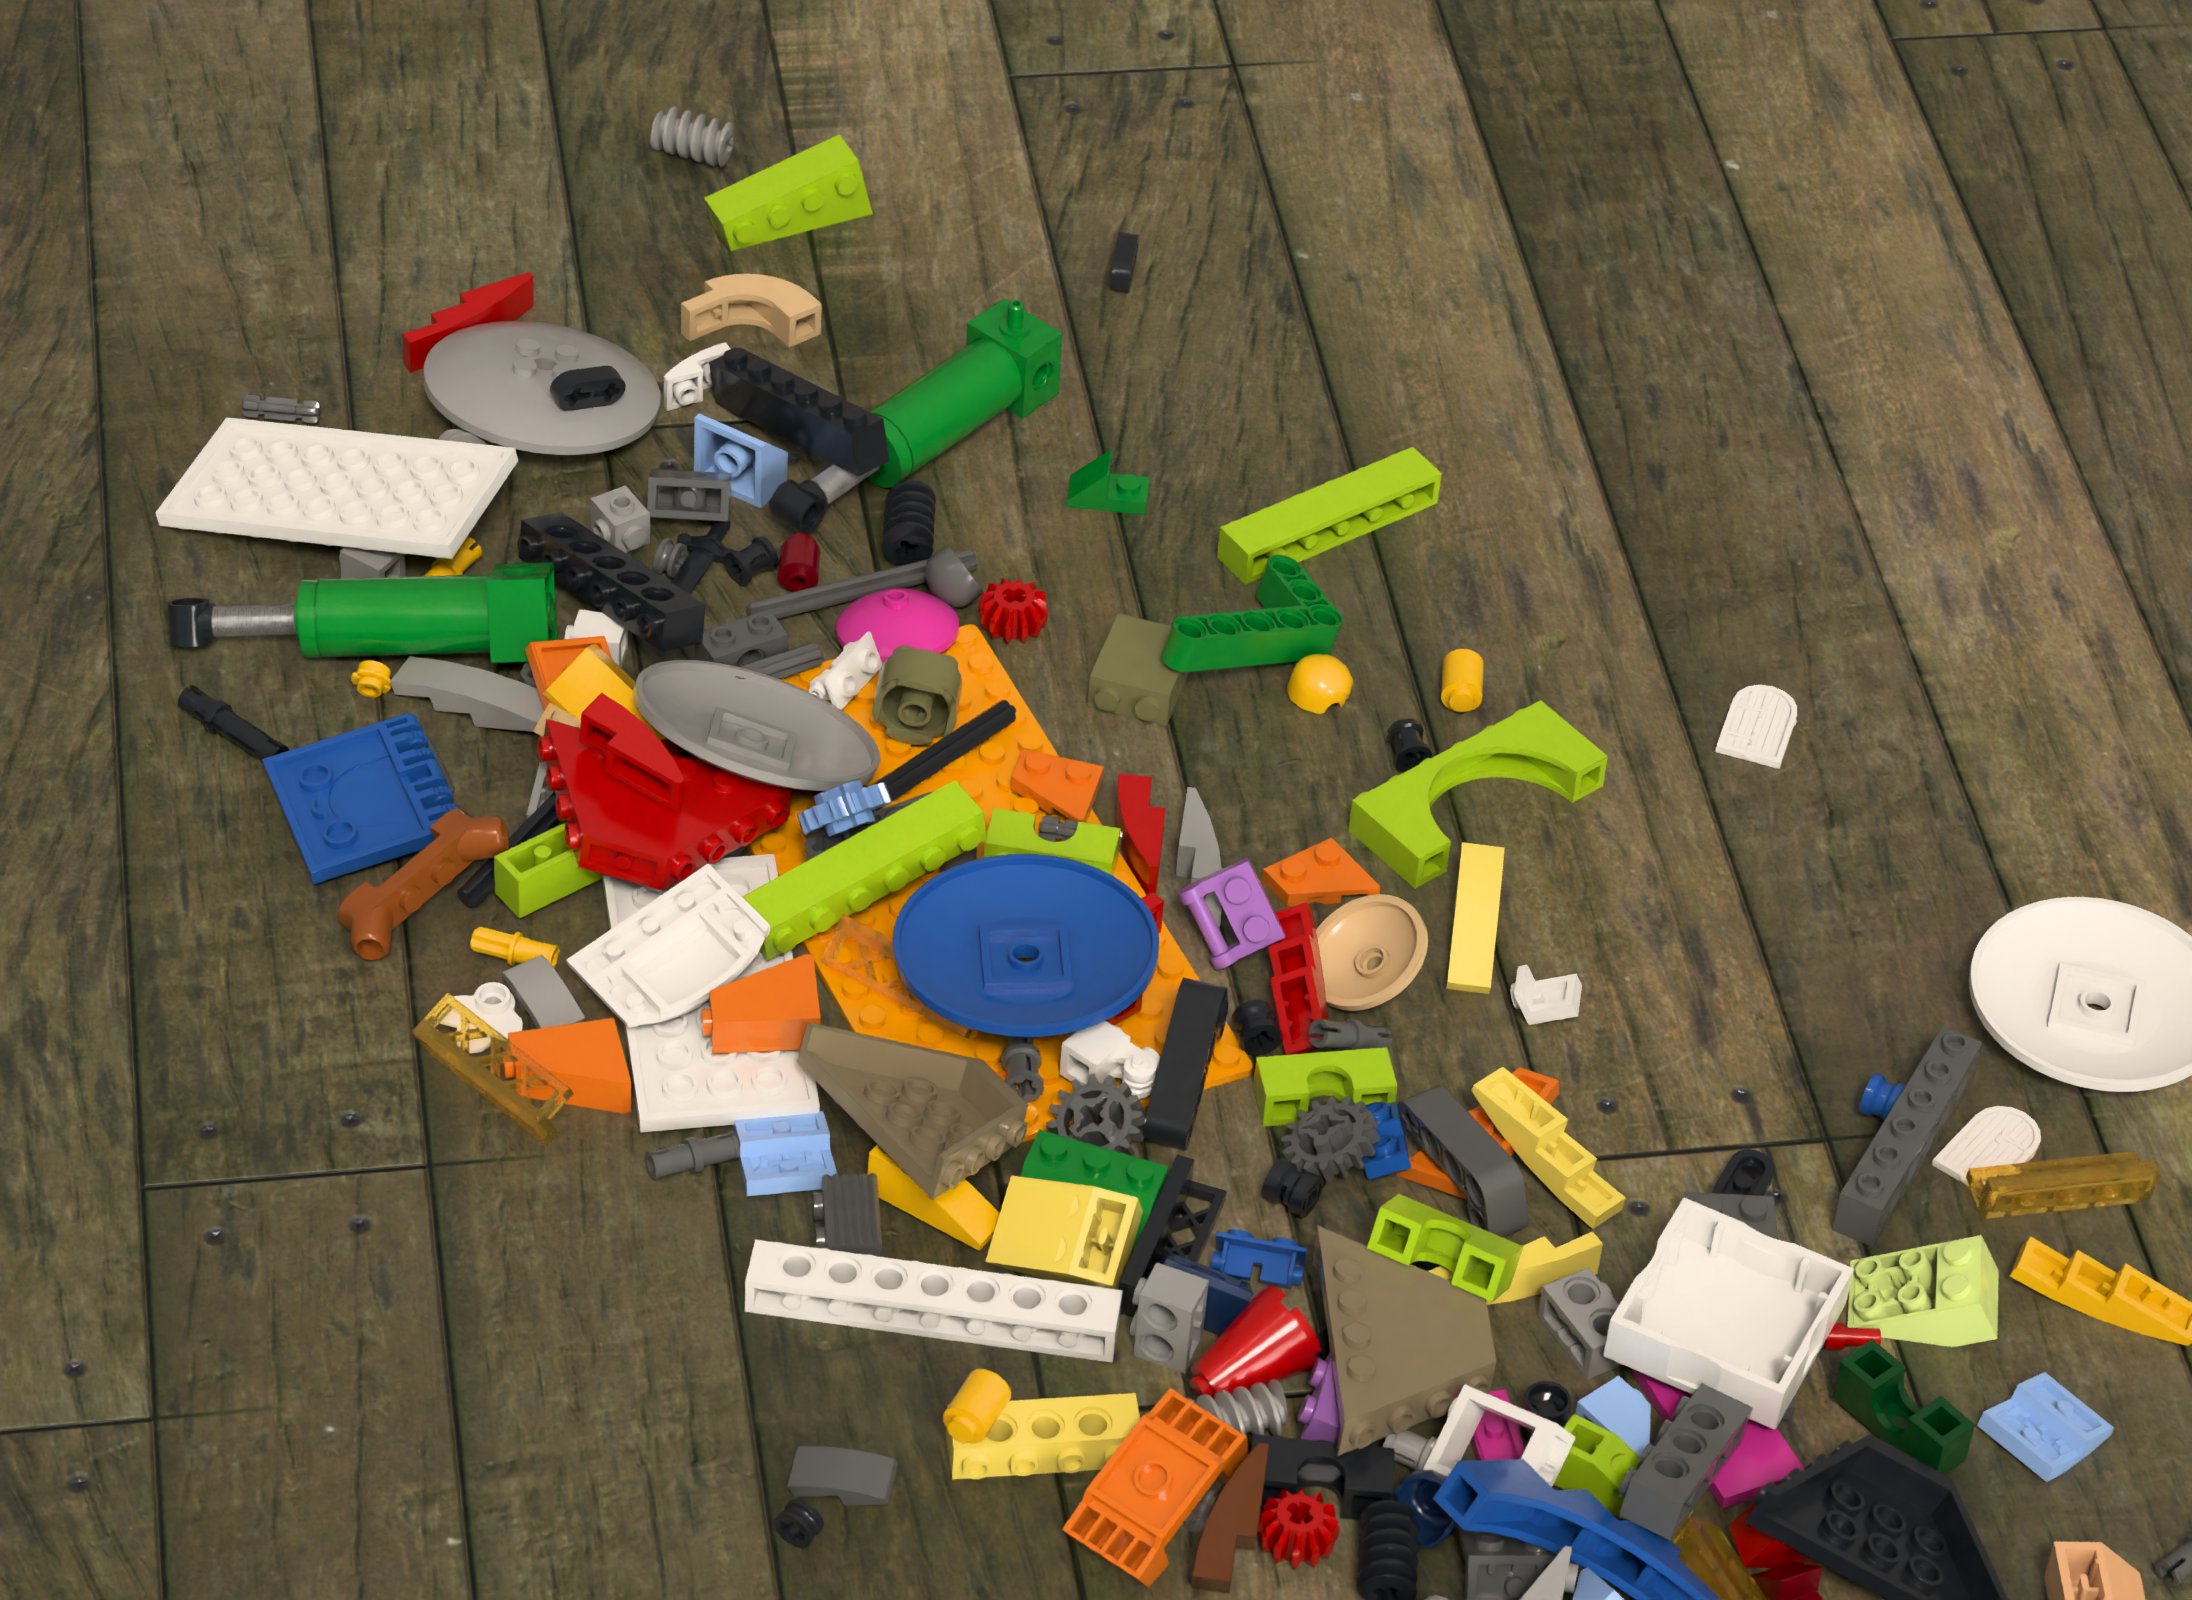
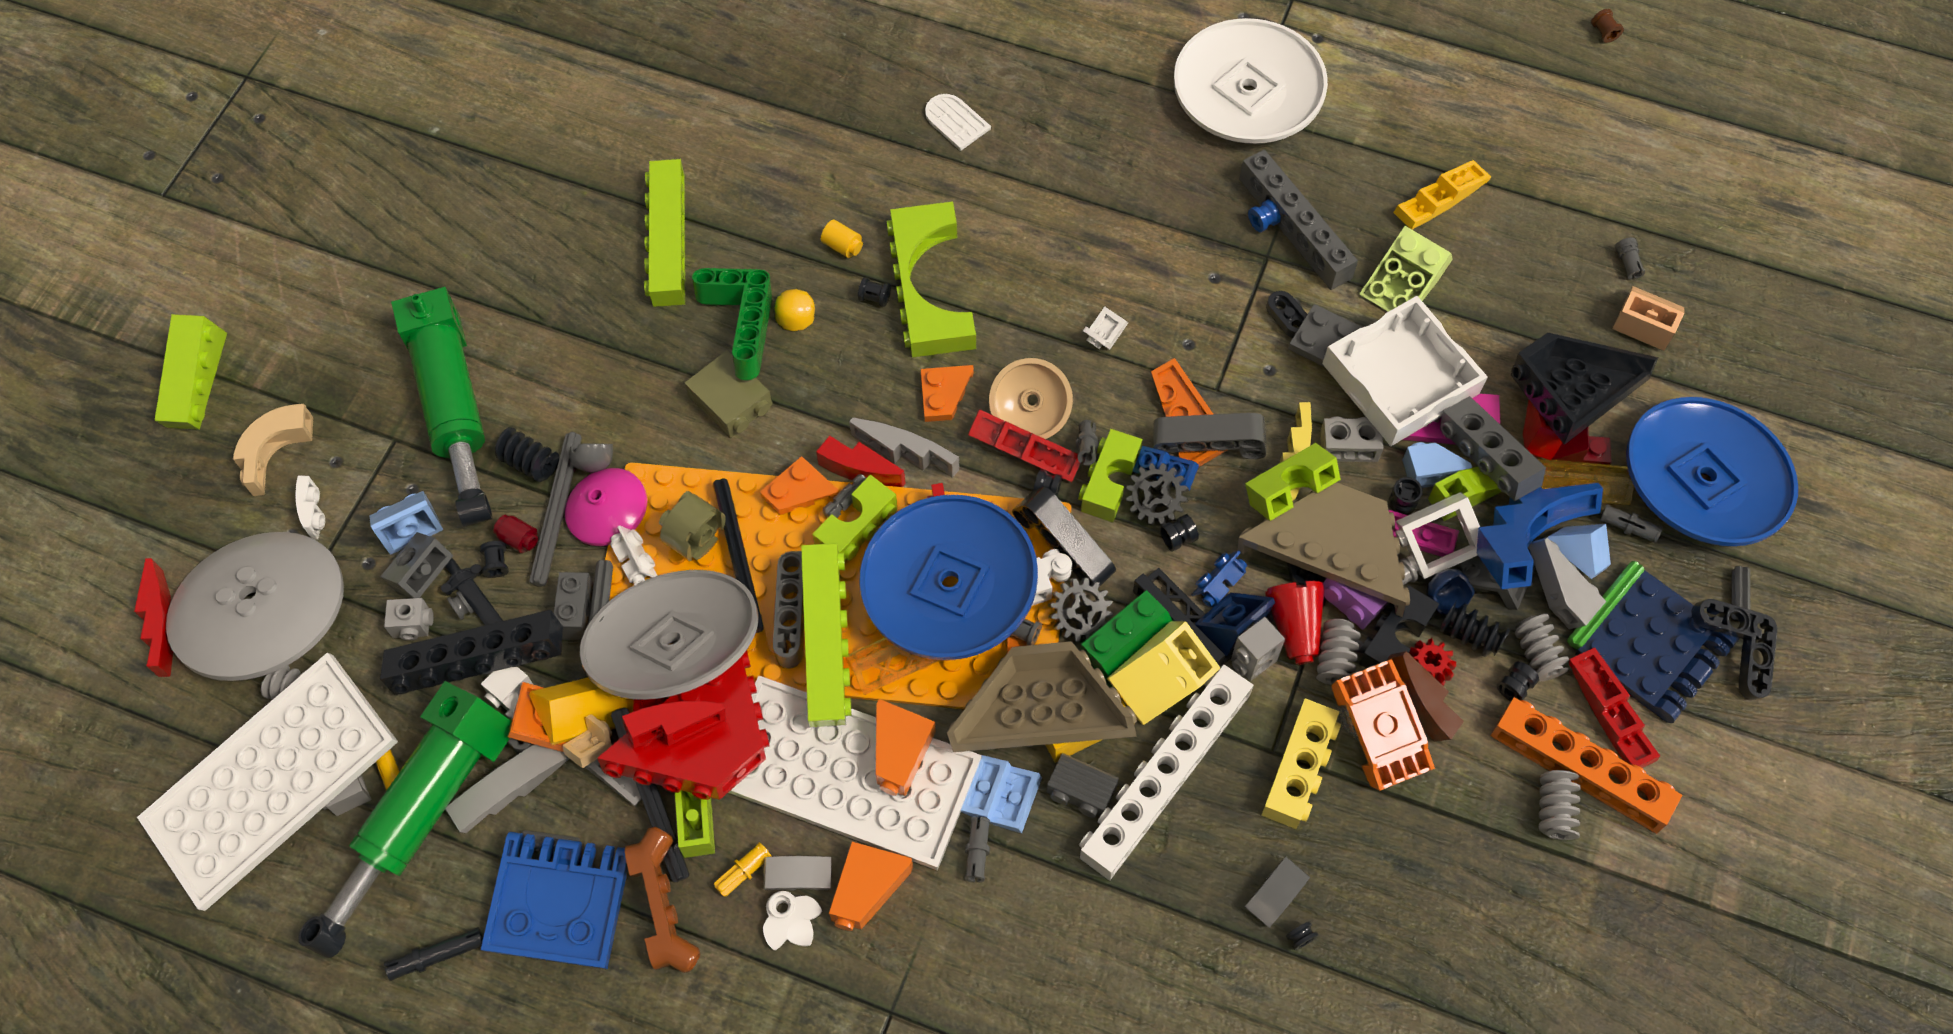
camera: 55 degrees left, 20 degrees up
(281, 409) = (149, 776): dark grey axle -> none
(372, 678) = (447, 842): yellow plate -> none
(488, 1083) = (848, 945): clear yellow fence -> none
(587, 388) = (296, 579): black beam -> none
(673, 951) = (823, 778): white slope -> none
(692, 138) = (86, 397): light grey piece -> none
(799, 411) = (397, 466): black brick -> none
(844, 808) = (780, 619): medium blue gear -> none
(976, 1406) = (1288, 793): yellow brick -> none
(1013, 610) = (635, 436): red gear -> none
(1098, 489) = (563, 333): green slope -> none
(1124, 262) = (379, 221): black beam -> none
(1244, 906) = (969, 442): medium lavender plate -> none
(1475, 918) = (1026, 329): light yellow slope -> none
(1539, 1139) = (1220, 390): light yellow slope -> none
(1875, 1393) = (1510, 326): dark green arch -> none
(1990, 1139) = (1317, 186): white window -> none
(2045, 1426) = (1515, 271): light blue slope -> none
(2062, 1184) = (1369, 171): clear yellow fence -> none

